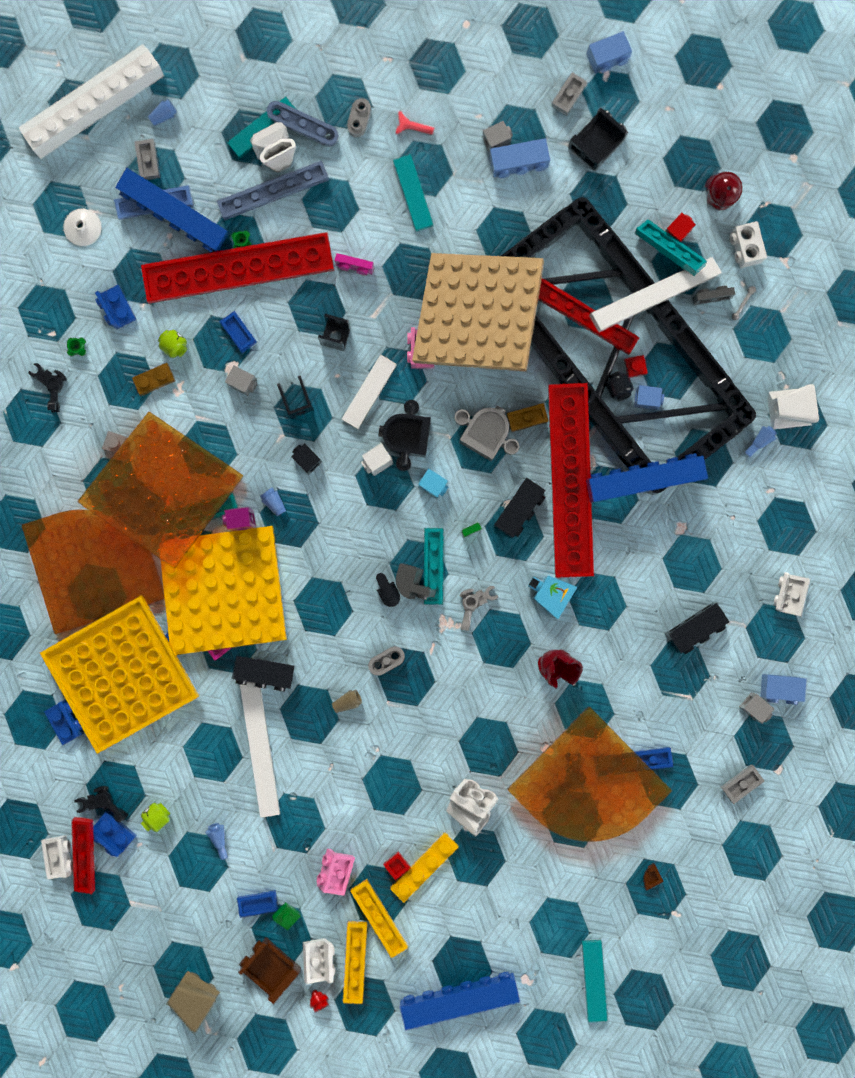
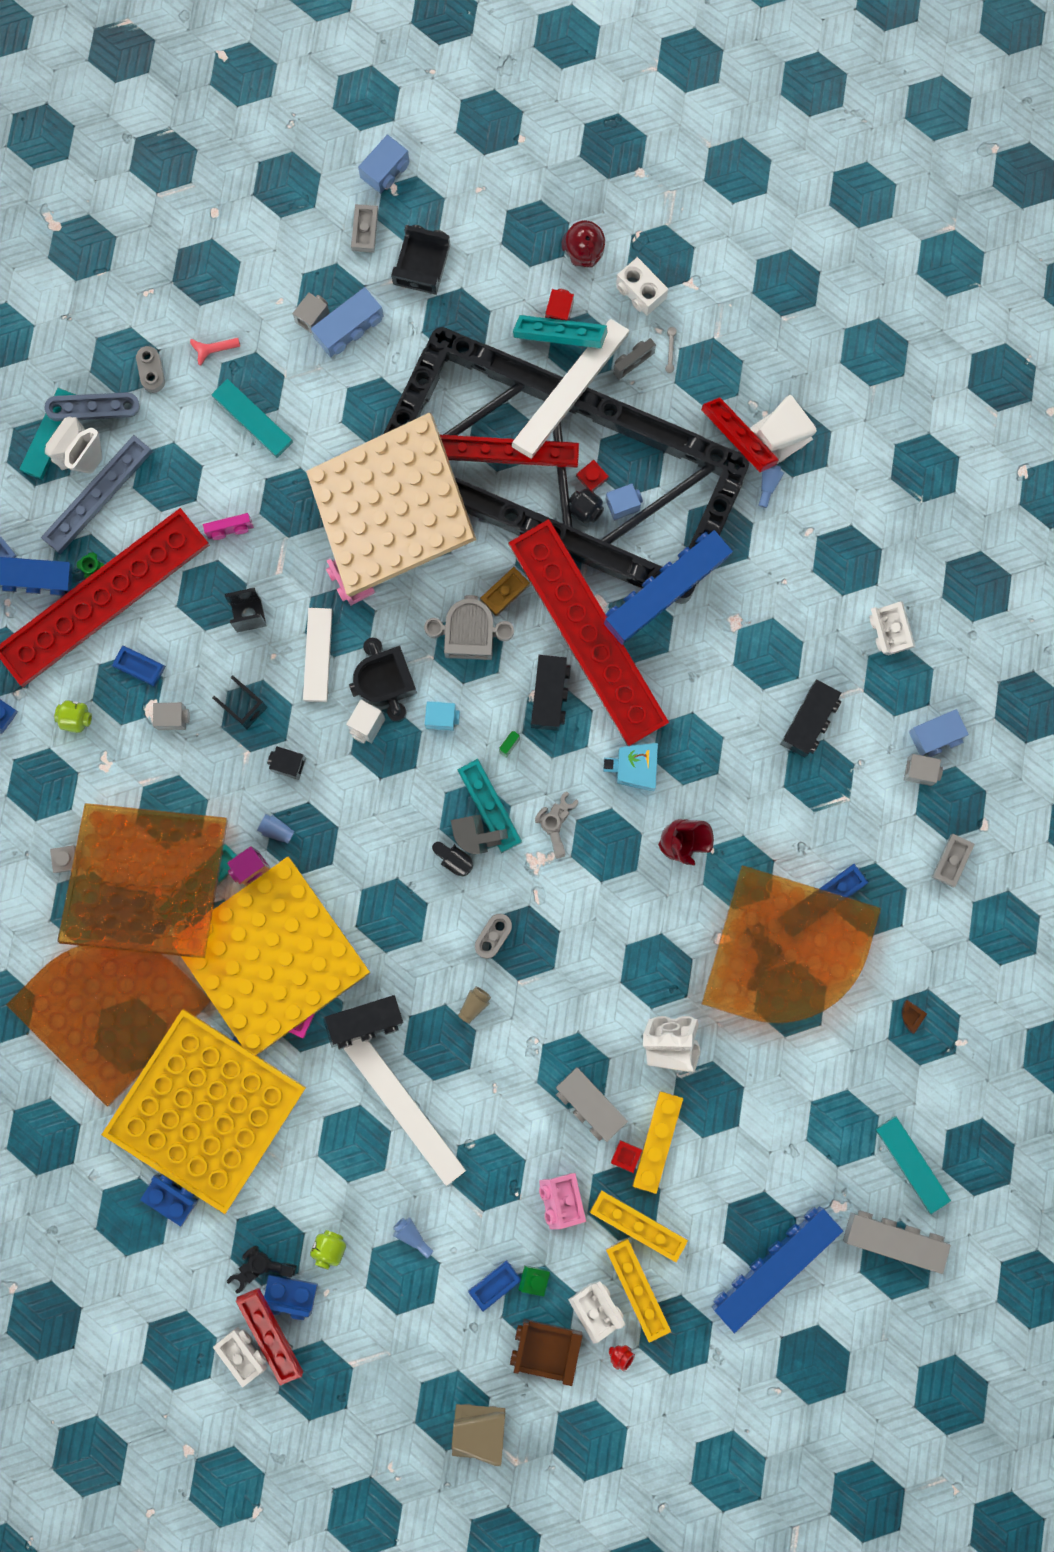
camera: 25 degrees left, 5 degrees down
(153, 379) = (71, 766): pearl gold plate -> none
(391, 817) = (590, 1105): none -> light grey brick
(553, 1029) = (897, 1243): none -> light grey brick
(760, 393) = (739, 434): none -> red tile

